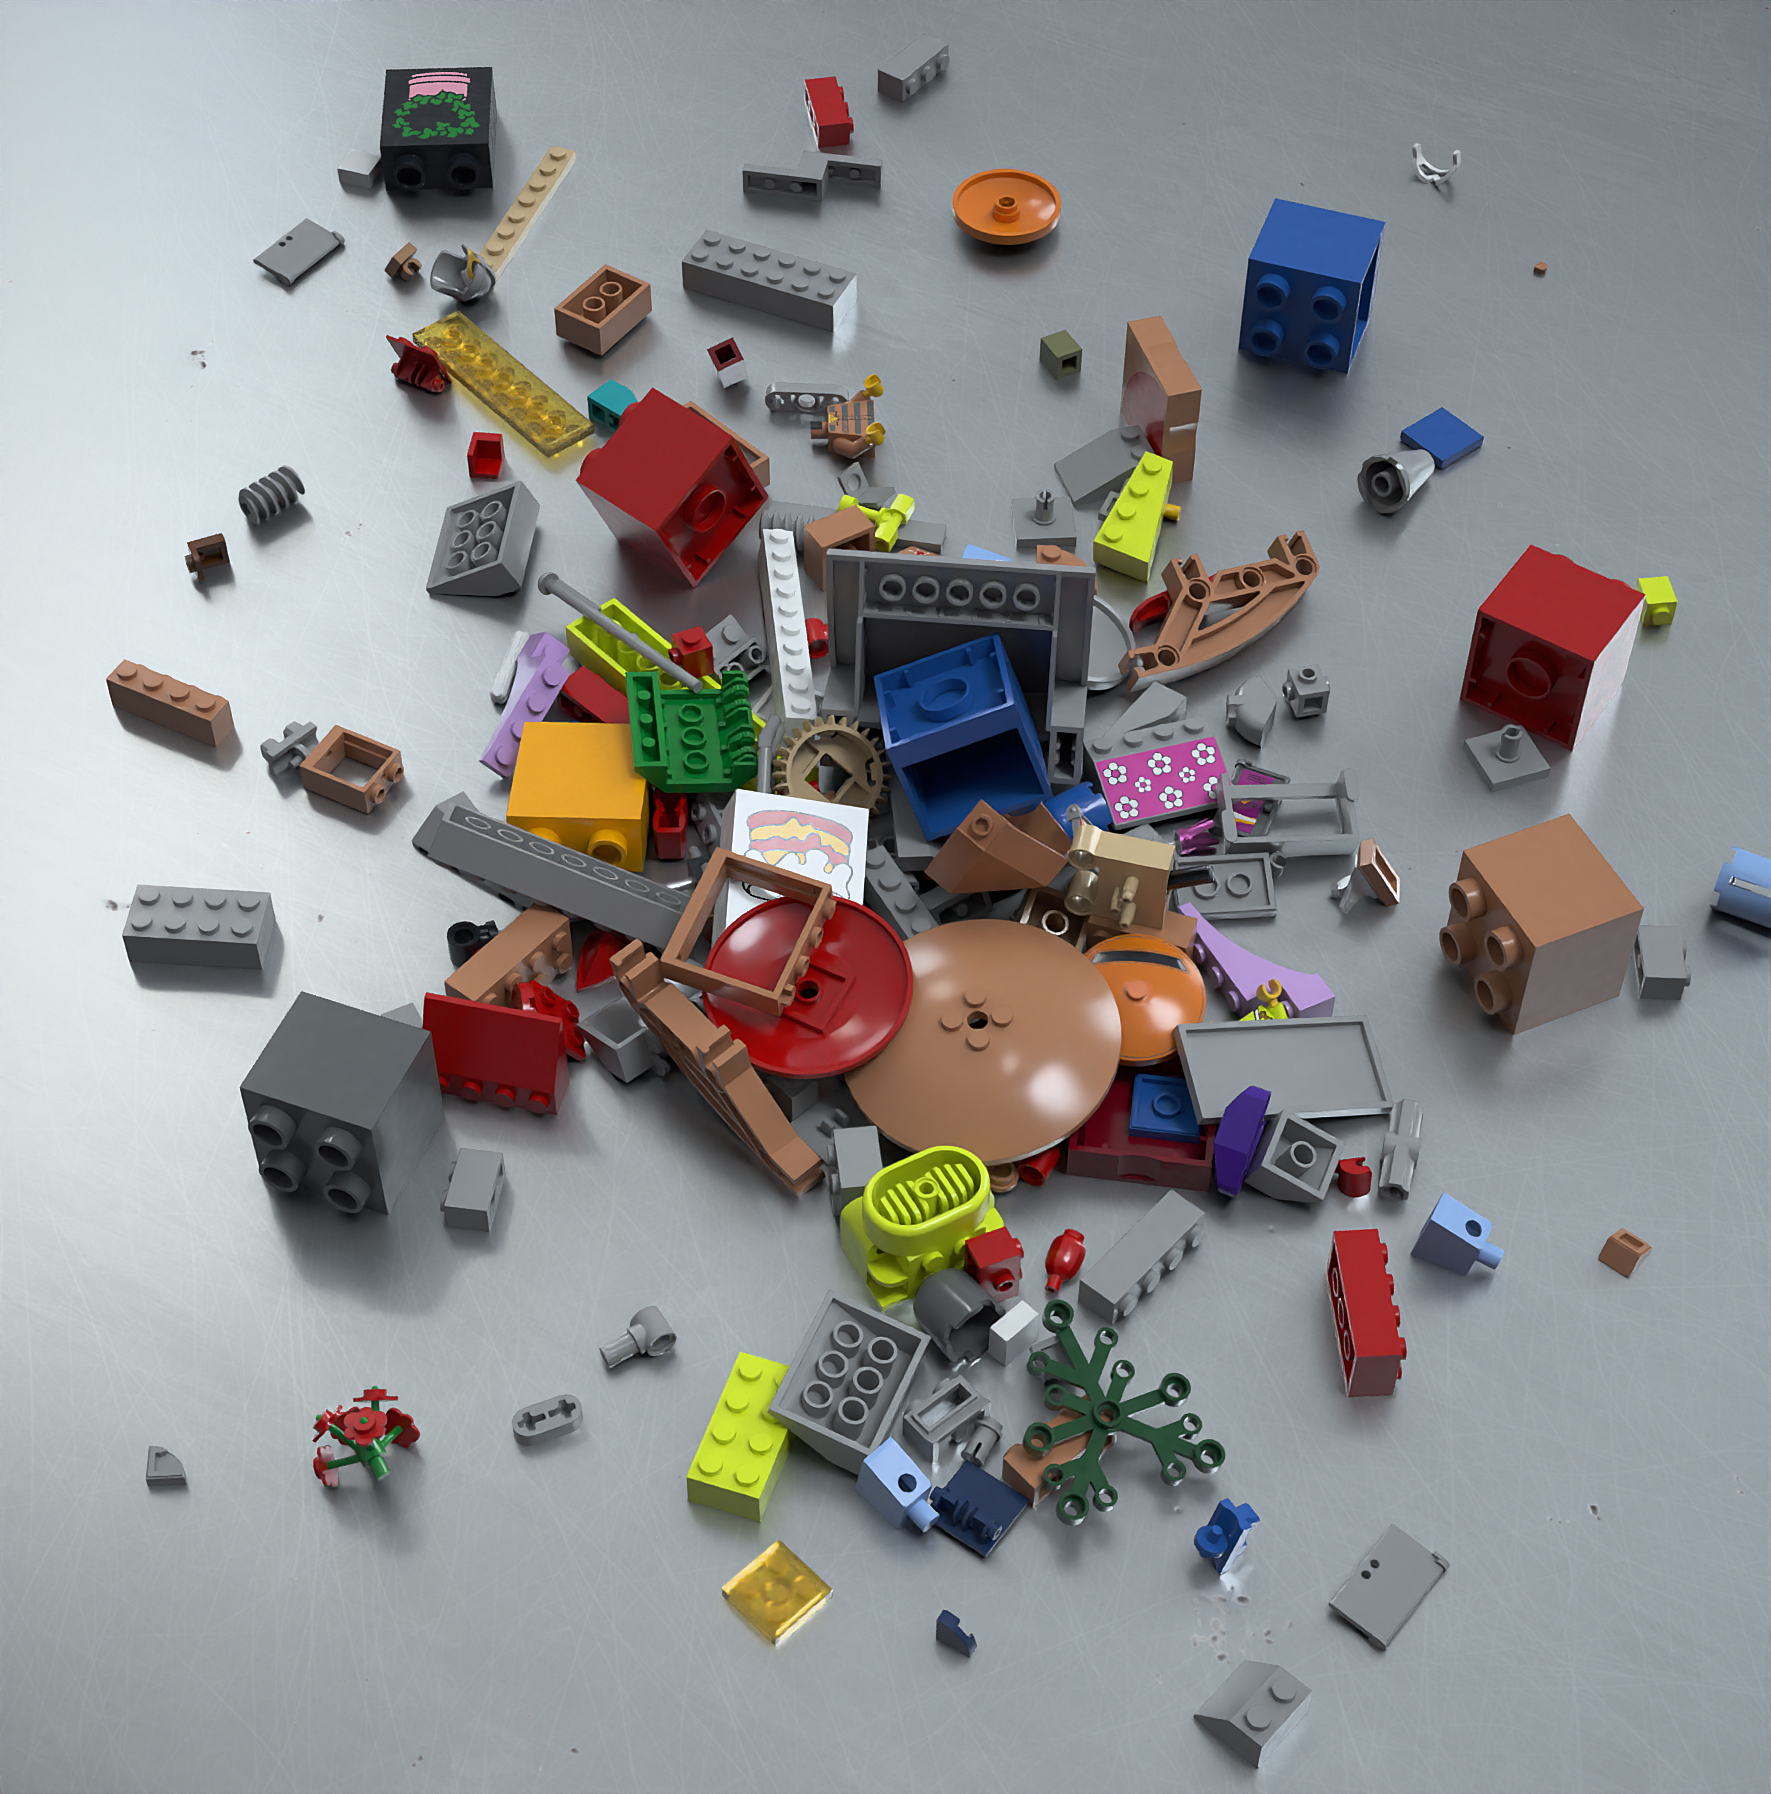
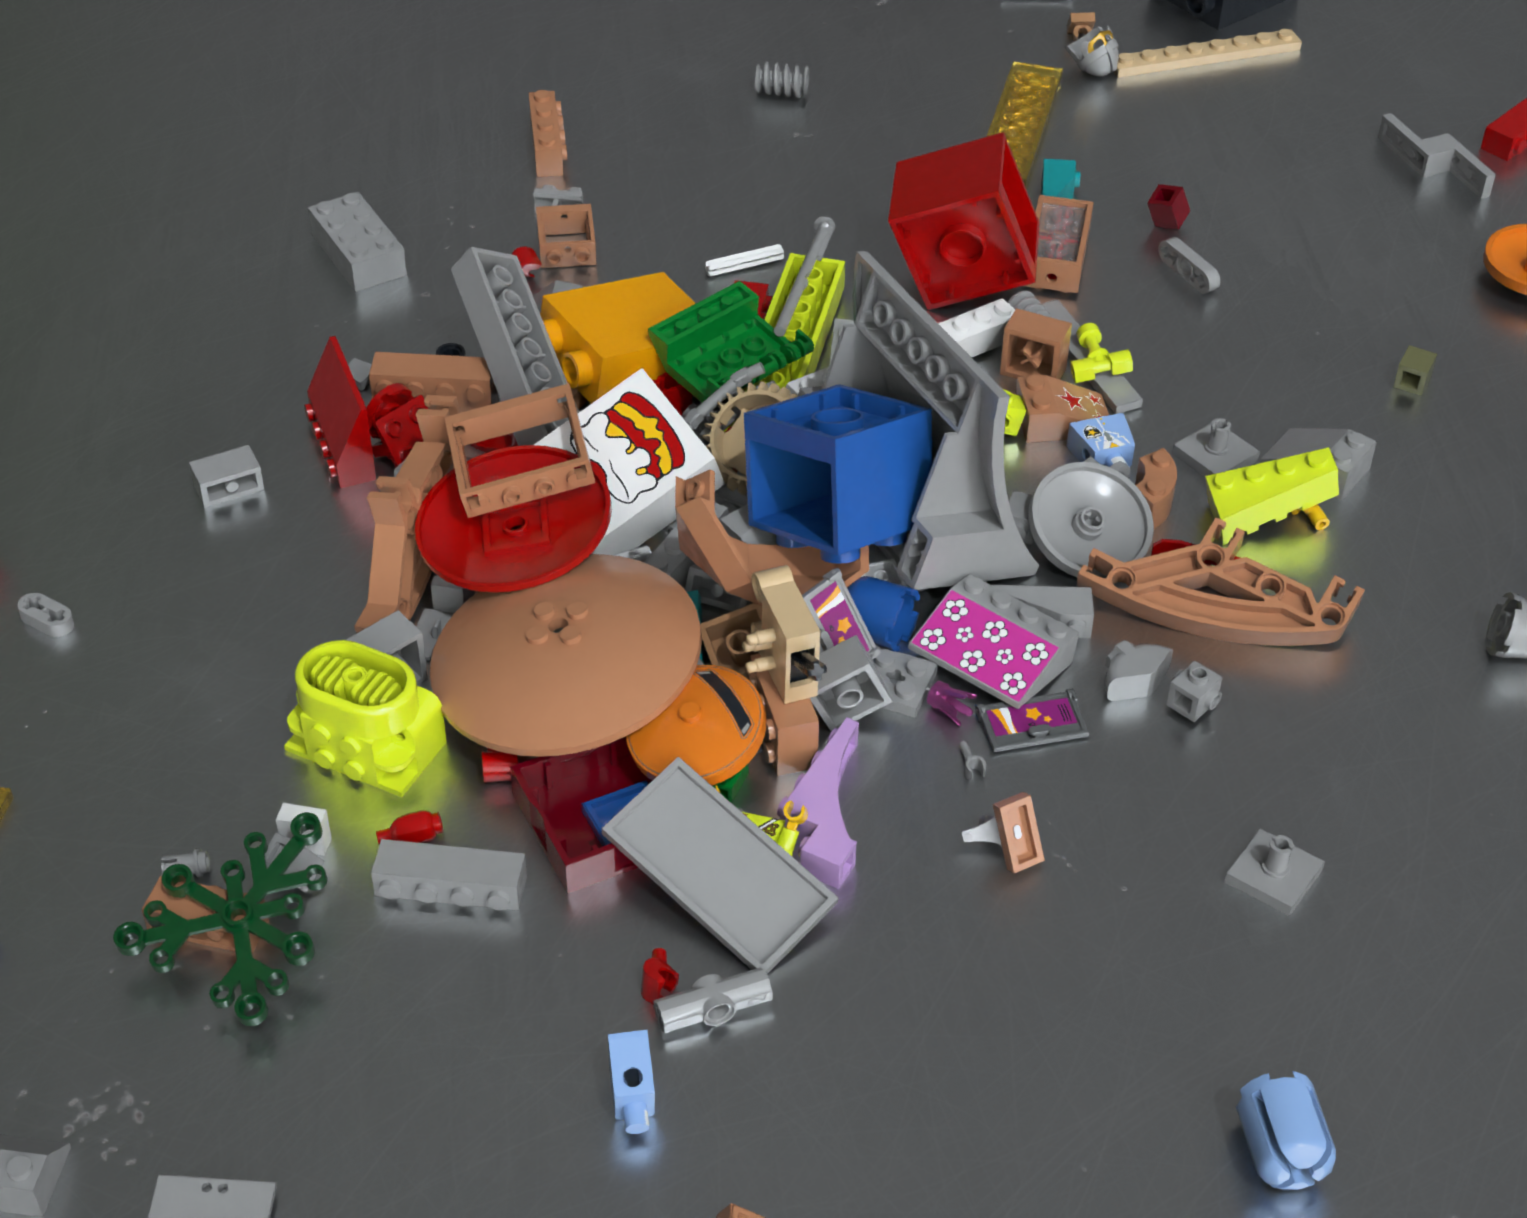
camera: 55 degrees right, 5 degrees down
(205, 554) = (698, 82): reddish brown bracket -> none
(343, 1104) = (216, 361): dark grey piece -> none
(363, 822) = (528, 260): none -> red piece
(418, 365) = (983, 79): red hinge -> none
(485, 455) = (933, 141): red panel -> none
(485, 543) = (843, 192): light grey slope -> none
(534, 690) = (724, 268): lavender arch -> none
(603, 309) = (1146, 126): nougat brick -> none
(646, 1333) = (155, 627): light grey pin -> none
(692, 652) = (817, 315): red brick -> none
(742, 1443) = (93, 724): neon yellow brick -> none
(769, 280) = (1289, 188): light grey brick -> none
(848, 1380) = (171, 748): light grey slope -> none
(852, 424) = (1186, 300): torso -> none
(867, 496) = (1118, 342): light grey bracket -> none
(896, 1487) = (93, 825): light blue torso -> none
(952, 1424) = (193, 824): light grey window -> none
(956, 1313) = (292, 774): dark grey cylinder -> none
(976, 1507) = (115, 890): dark blue hinge -> none
(995, 1263) = (352, 779): red brick -> none
(1002, 1177) = (468, 752): nougat plate -> none
(1161, 394) = (1402, 430): nougat tile -> none
(1226, 1533) = (176, 1062): blue hips -> none
(1239, 1138) = (604, 873): dark purple connector -> none
(1240, 887) = (912, 744): light grey tile -> none
(1294, 1160) = (631, 923): light grey slope -> none
(1344, 792) = (972, 703): light grey piece -> none
(1365, 1313) = (486, 1046): red brick -> none
(1540, 924) = (1036, 958): nougat piece -> none
(1551, 646) = (1413, 816): red piece -> none
(1660, 962) = (1122, 1098): light grey brick -> none

